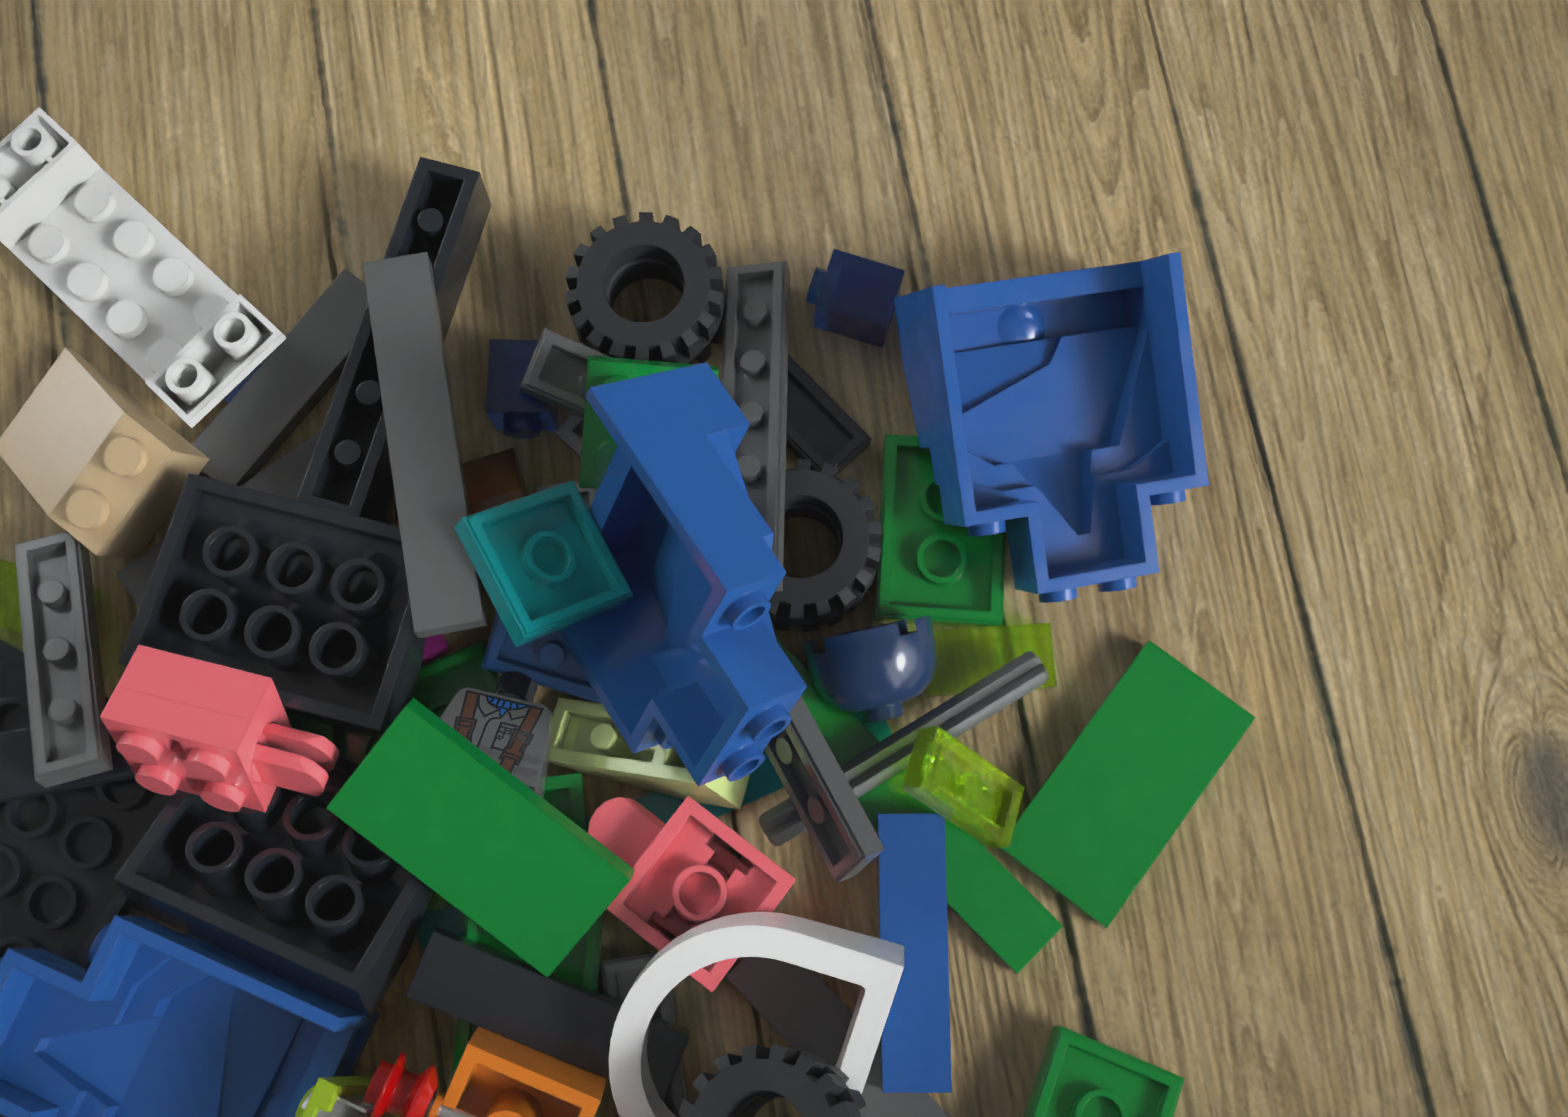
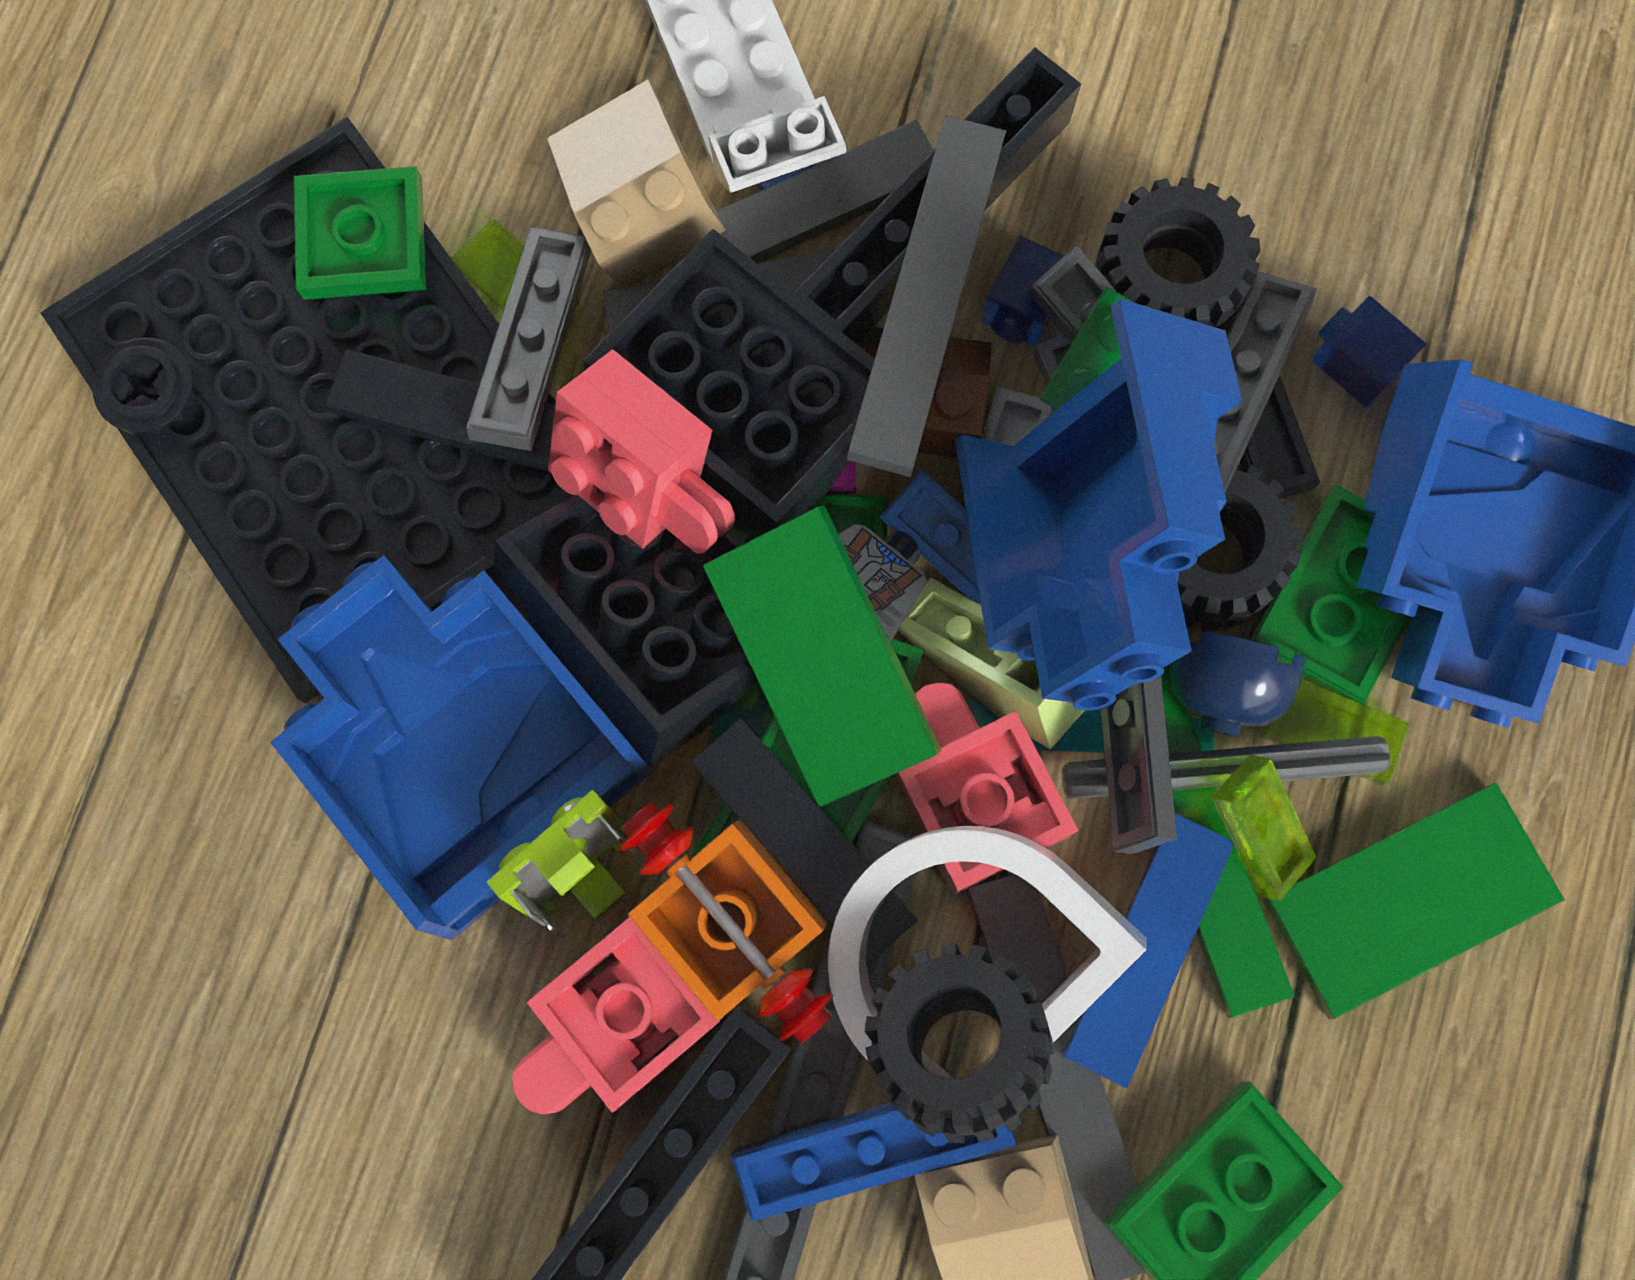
camera: 30 degrees right, 0 degrees up
(543, 562) = (985, 446): teal tile -> none

